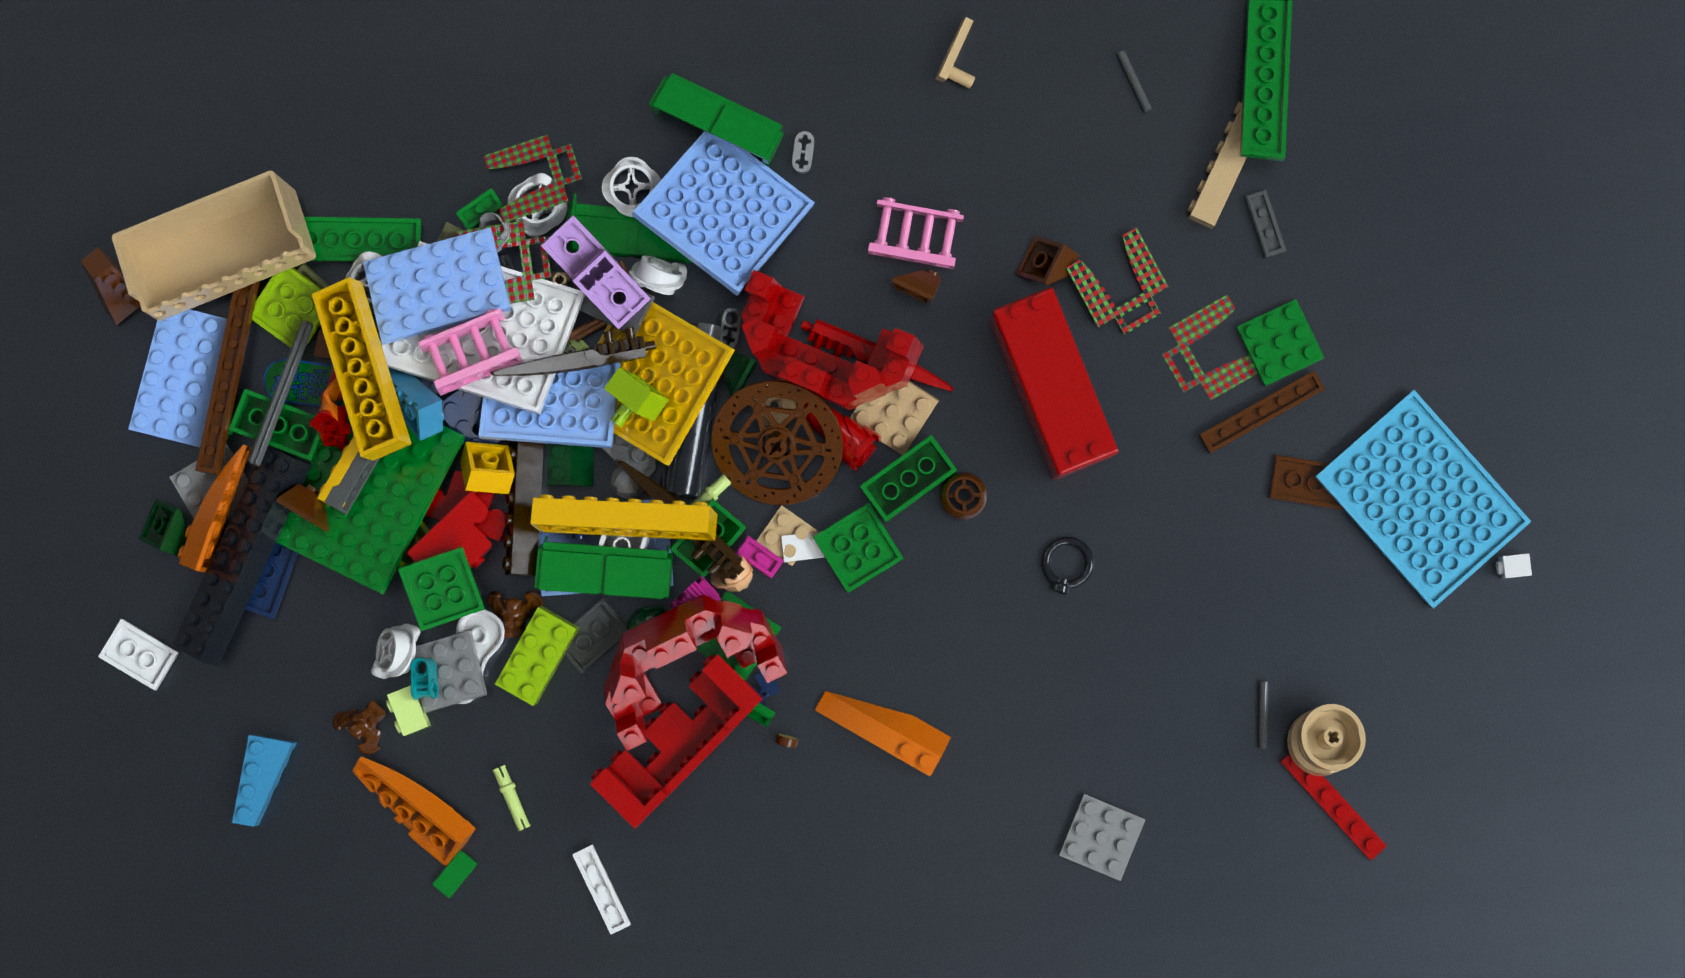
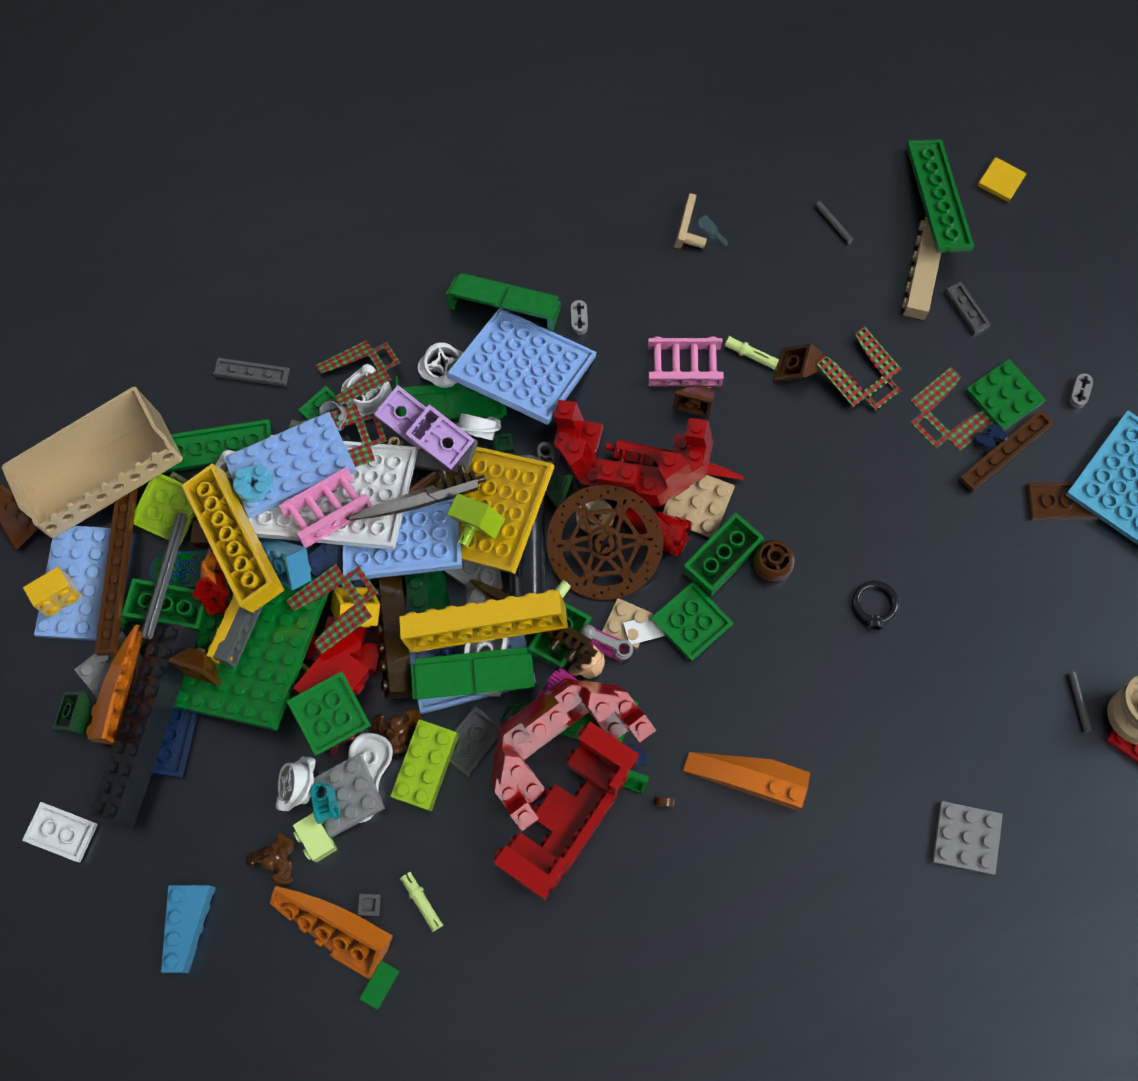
camera: 10 degrees left, 15 degrees down
(155, 390) = (52, 592): none -> yellow brick
(385, 296) = (249, 474): none -> medium azure plate
(407, 152) = (251, 372): none -> dark grey tile
(456, 791) = (369, 905): none -> dark grey plate
(478, 489) = (351, 618): none -> piece
(601, 889) = (520, 973): white plate -> none
(686, 296) = (503, 443): none -> dark green tile
(740, 545) = (590, 632): none -> light grey piece
(985, 64) = (711, 228): none -> clear light blue axle
(989, 230) = (750, 352): none -> yellowish green pin
(1052, 383) = (830, 451): red container -> none
(1254, 386) = (986, 438): none -> dark blue piece
(1352, 61) = (1002, 179): none -> yellow tile
(1365, 350) = (1085, 392): none -> light grey beam

